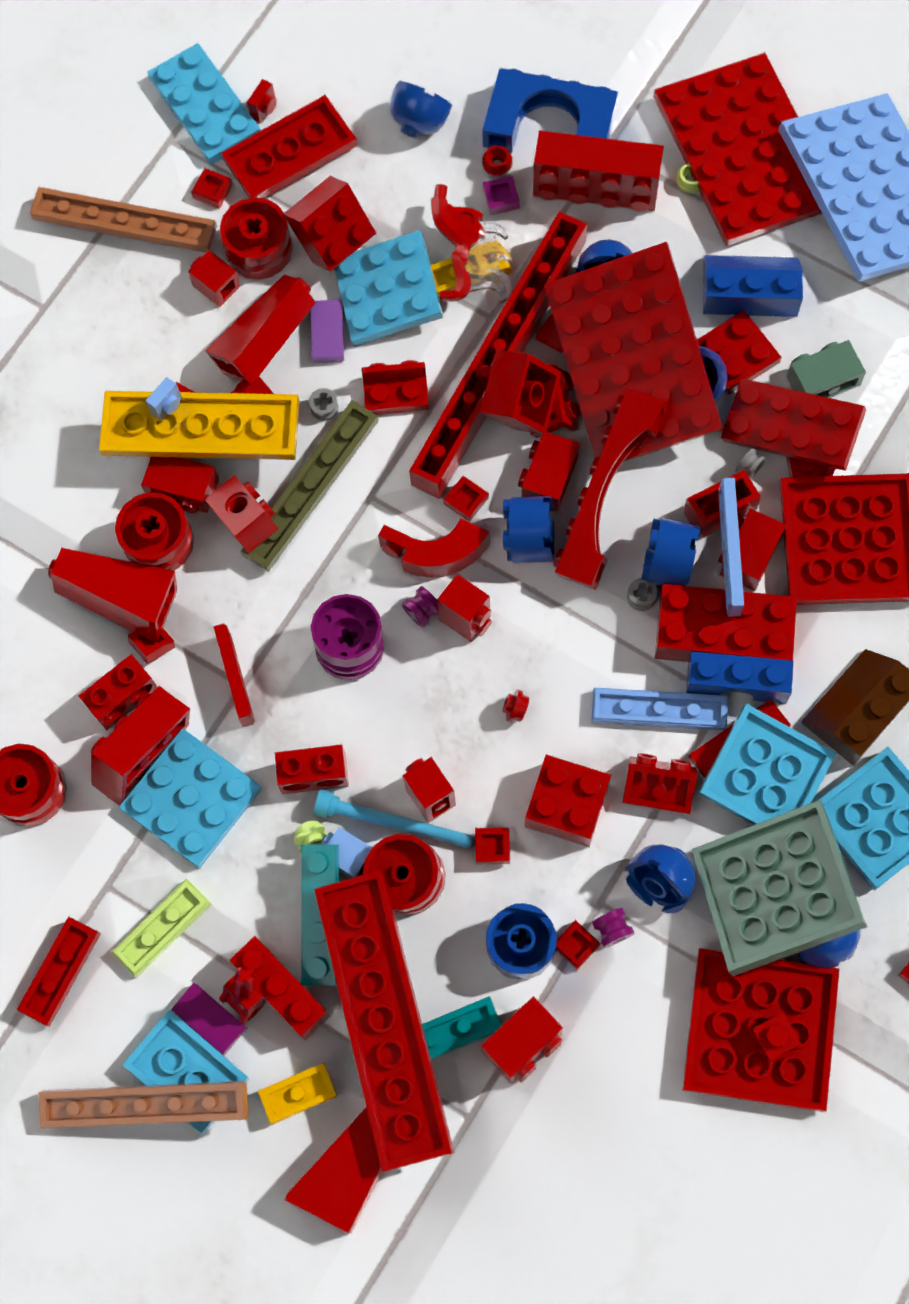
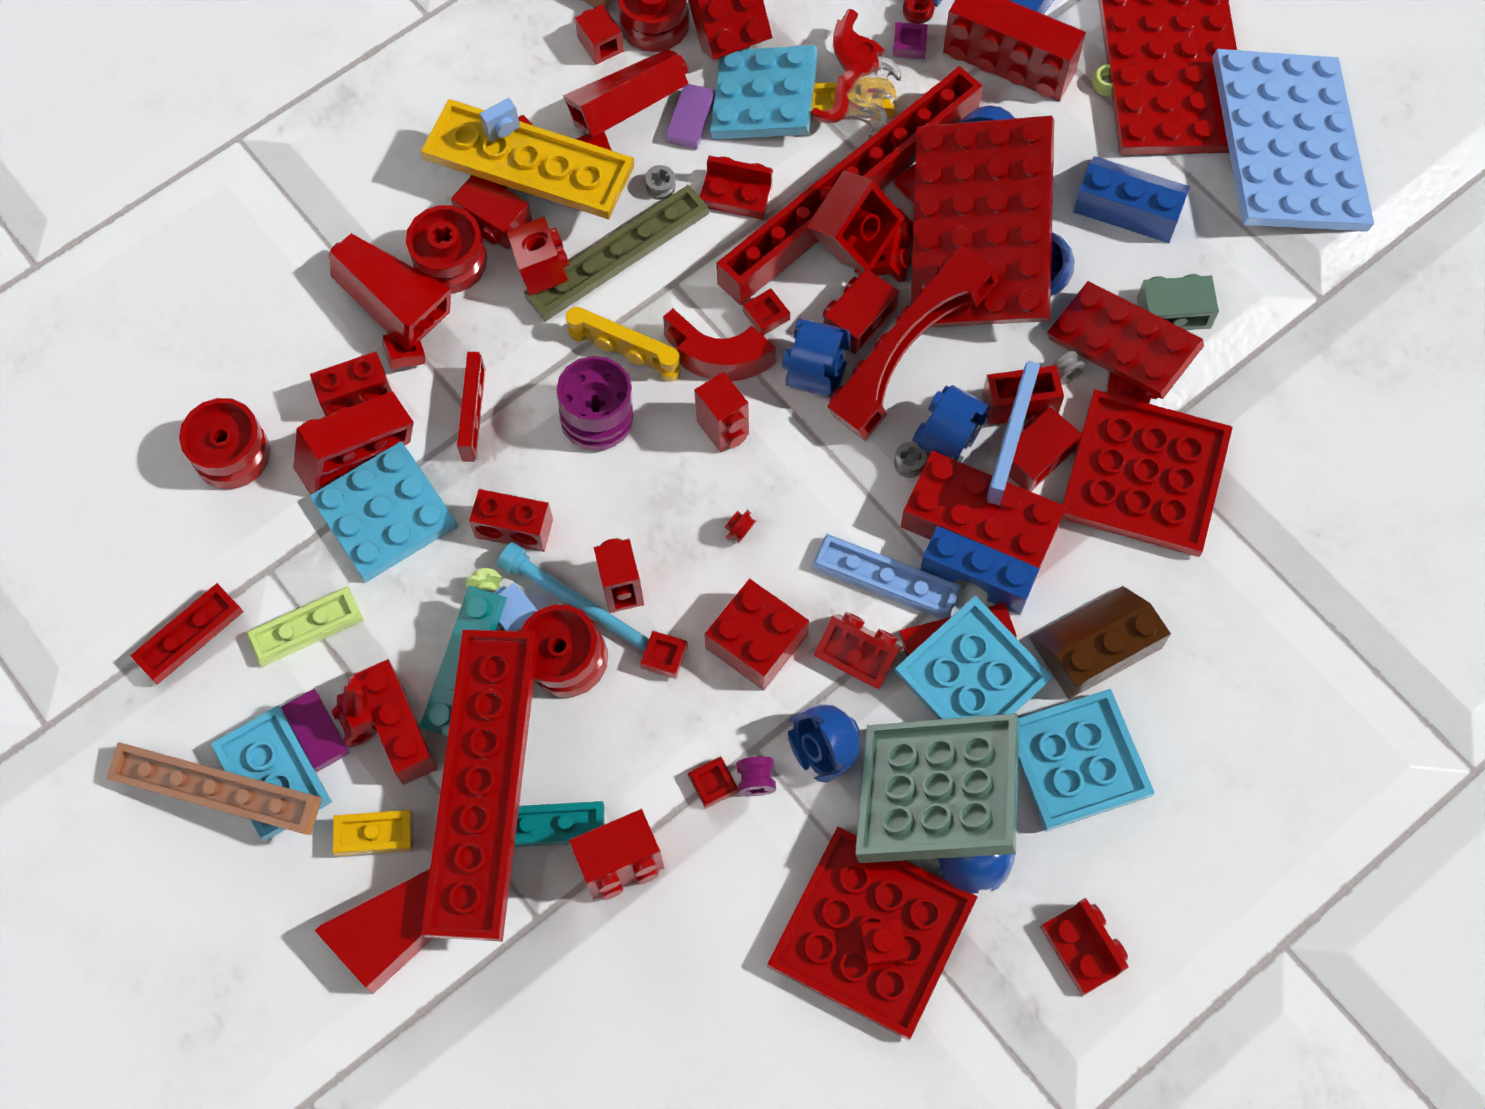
camera: 15 degrees right, 5 degrees down
(338, 567) = (625, 341): none -> yellow plate
(421, 607) = (680, 400): magenta wheel -> none
(508, 925) = (648, 737): blue brick -> none
(742, 349) = (1099, 256): red plate -> none

